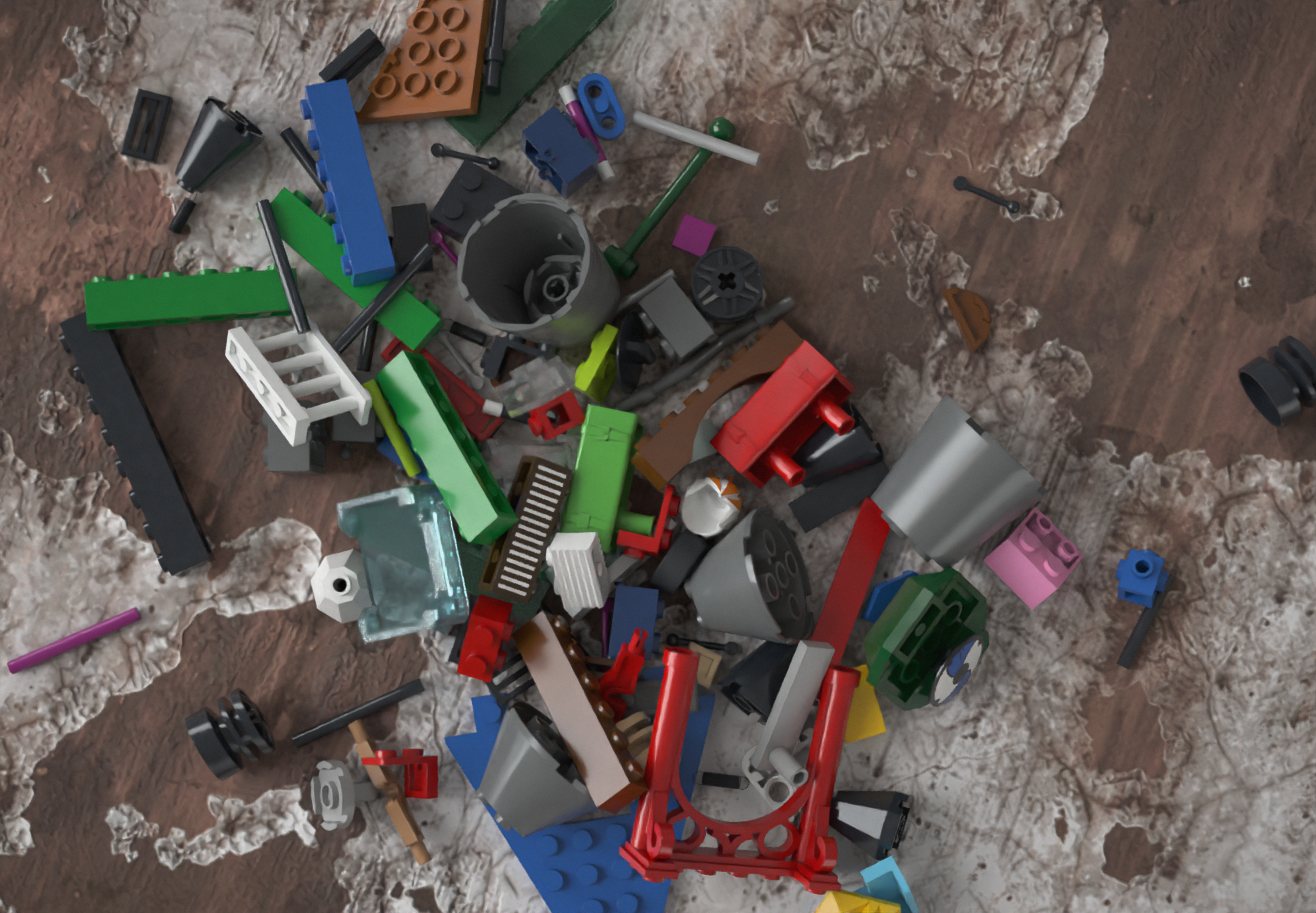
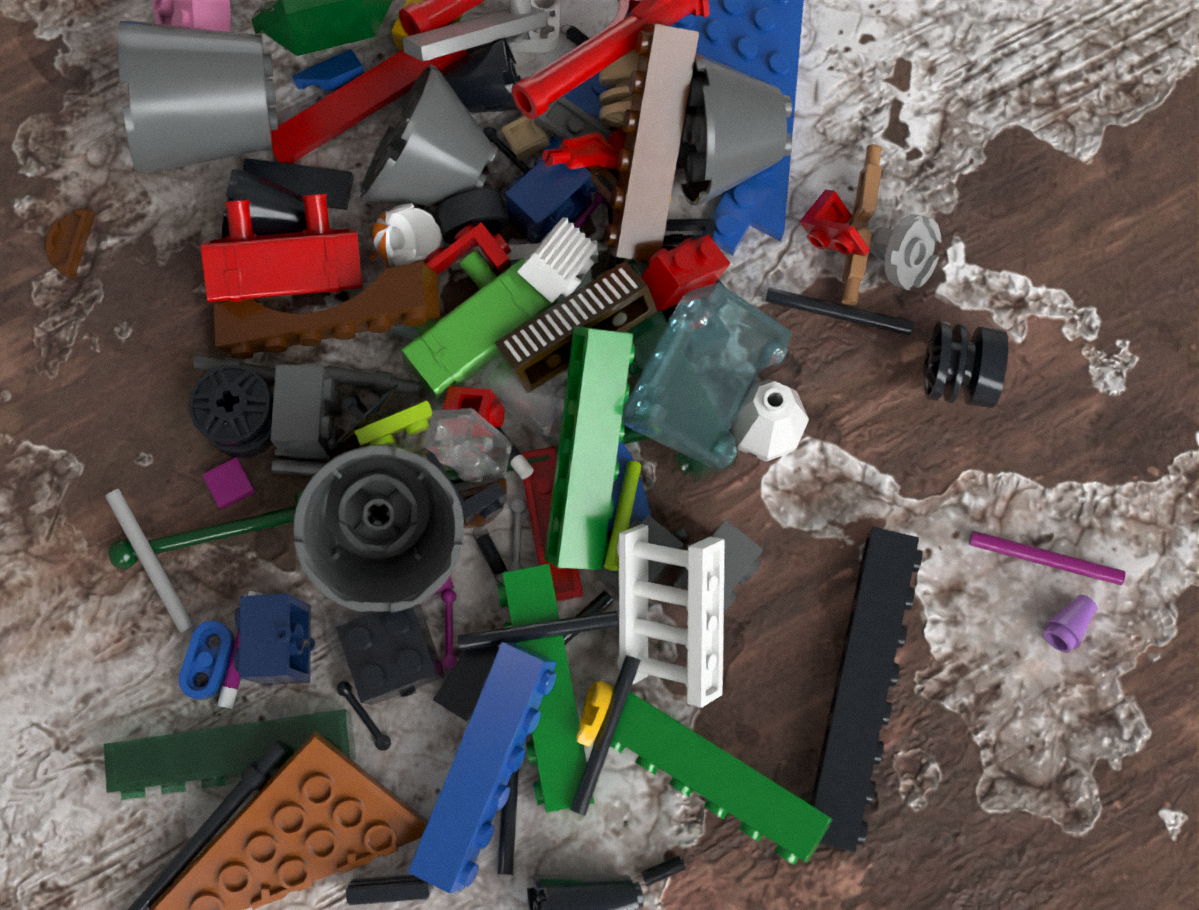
camera: 140 degrees left, 10 degrees down
(23, 602) = (1069, 626): none -> medium lavender cone
(304, 278) = (594, 711): none -> yellow tile

